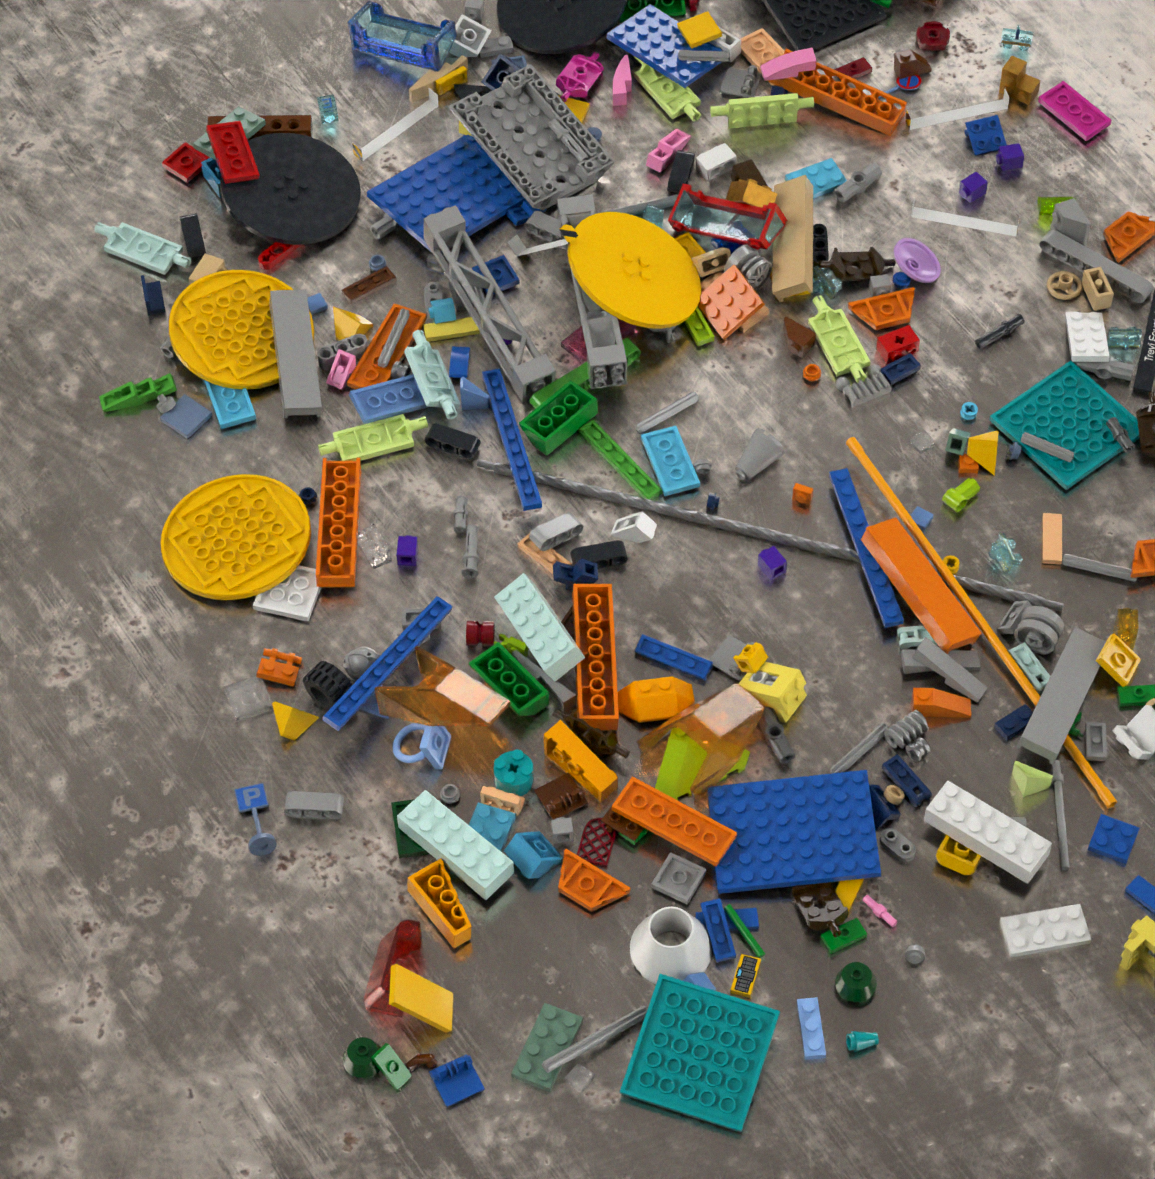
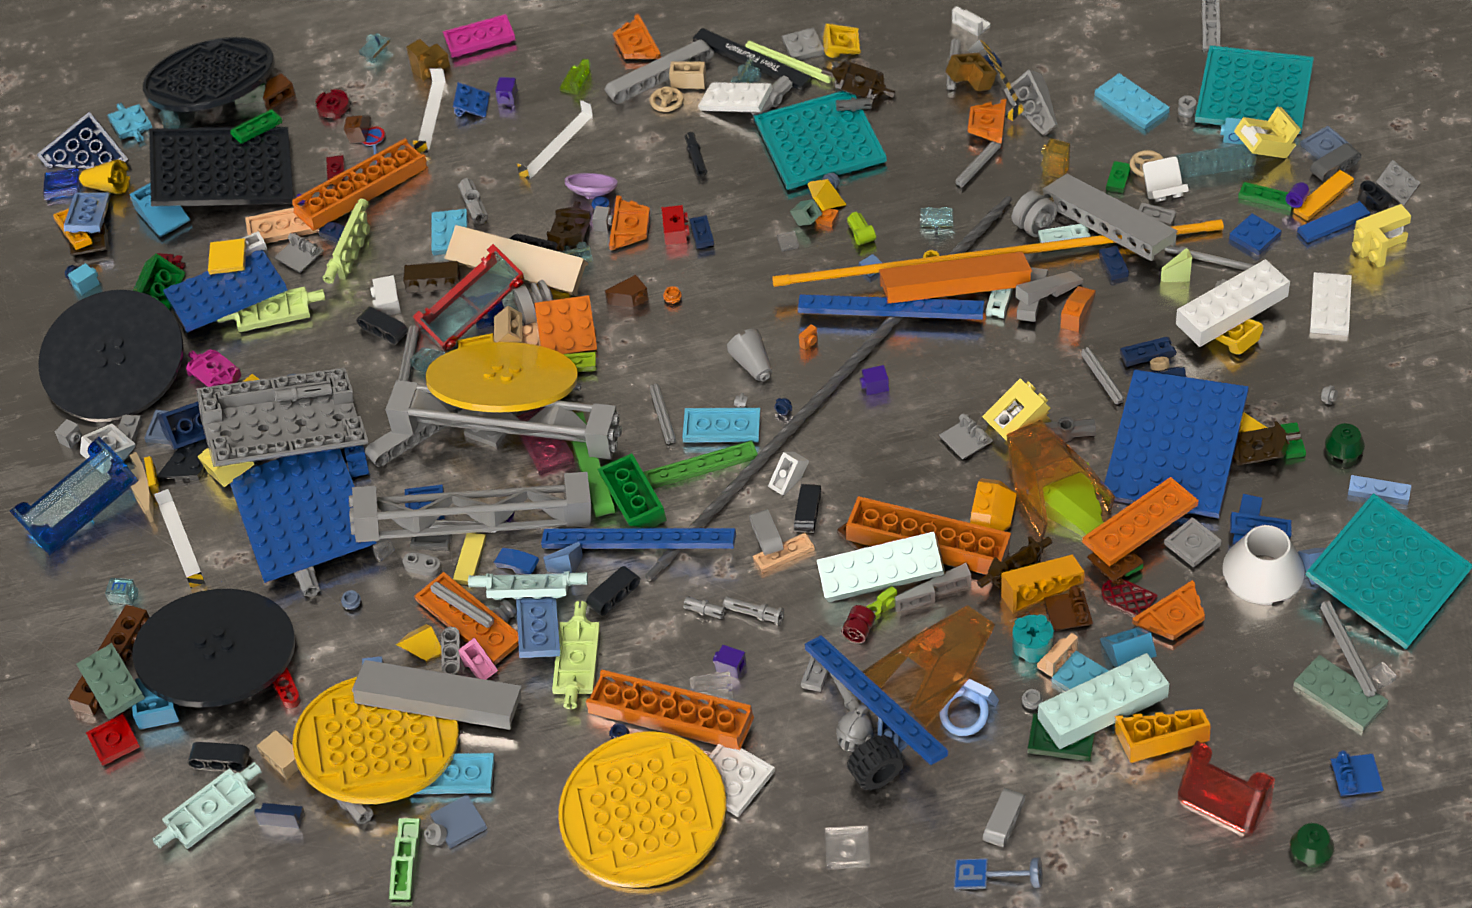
camera: 65 degrees left, 5 degrees down
(232, 152) = (148, 675): red plate -> none
(278, 671) = (829, 808): orange plate -> none
(292, 721) = (892, 811): yellow slope -> none
(369, 285) = (374, 615): reddish brown tile -> none
(391, 1066) = (1332, 819): plate -> none
(419, 1059) = (1325, 798): reddish brown arm -> none
(421, 998) = (1274, 768): yellow tile -> none
(442, 310) = (448, 555): medium azure brick -> none
(510, 680) = (924, 608): green slope -> none
(519, 248) = (430, 440): white sticker -> none
(562, 830) = (1109, 617): light grey plate -> none
(581, 573) = (825, 527): dark blue brick -> none
(622, 82) = (242, 340): bright pink slope -> none
(666, 151) = (349, 328): bright pink slope -> none
(673, 657) = (947, 482): blue tile -> none
(693, 55) = (261, 262): light grey axle -> none
(744, 931) = (1267, 508): green bar -> none
(745, 976) = (1311, 522): tile -> none
(750, 193) = (452, 272): pearl gold brick -> none
(751, 658) = (983, 416): yellow brick -> none
(789, 64) = (318, 199): bright pink slope -> none
(838, 341) = (648, 264): yellowish green plate -> none
(860, 1040) = (1404, 457): teal cone -> none
(865, 390) = (711, 262): light grey gear -> none
(880, 911) = (1275, 407): bright pink bar -> none
(896, 845) = (1216, 373): light grey plate -> none
(906, 729) = (1097, 334): light grey piece -> none
(917, 749) = (1119, 333): flat silver wheel -> none
(970, 415) = (766, 200): medium azure bush -> none
(973, 187) = (525, 124): dark purple brick -> none
(1013, 617) = (1007, 230): light grey plate -> none
(1047, 447) = (842, 155): light grey axle -> none
(1051, 538) = (933, 184): light nougat tile -> none
(1071, 221) = (608, 67): light grey slope -> none
(1118, 660) = (1084, 173): yellow plate -> none

